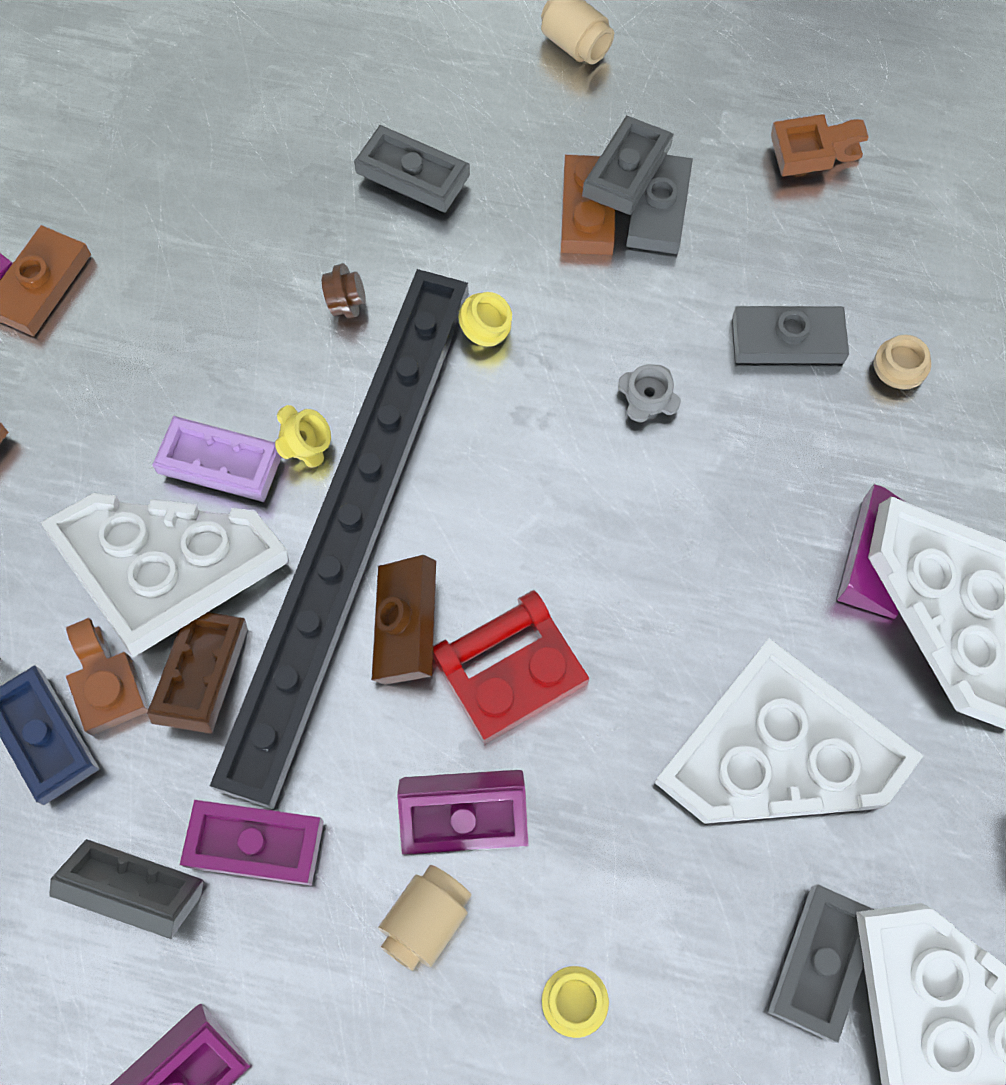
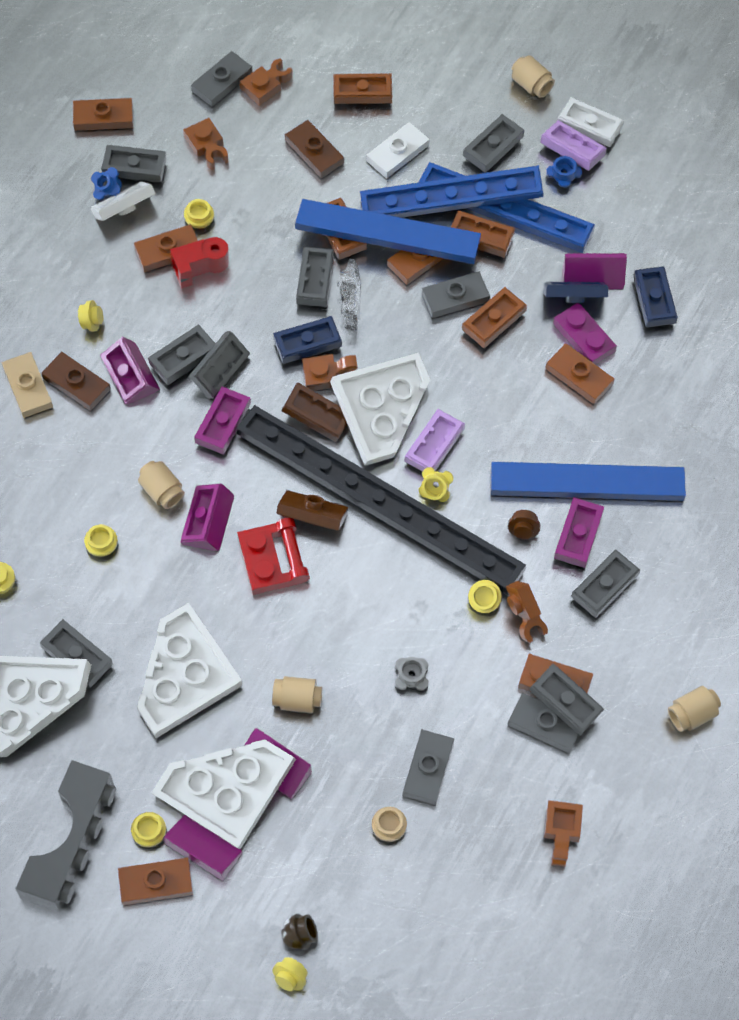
camera: 105 degrees right, 5 degrees down
(114, 976) = (181, 354): none -> dark grey plate
(239, 237) = (588, 481): none -> blue tile
(335, 217) = (579, 532): none -> magenta plate
(490, 250) = (524, 605): none -> dark orange plate
(756, 545) = (296, 694): none -> tan brick

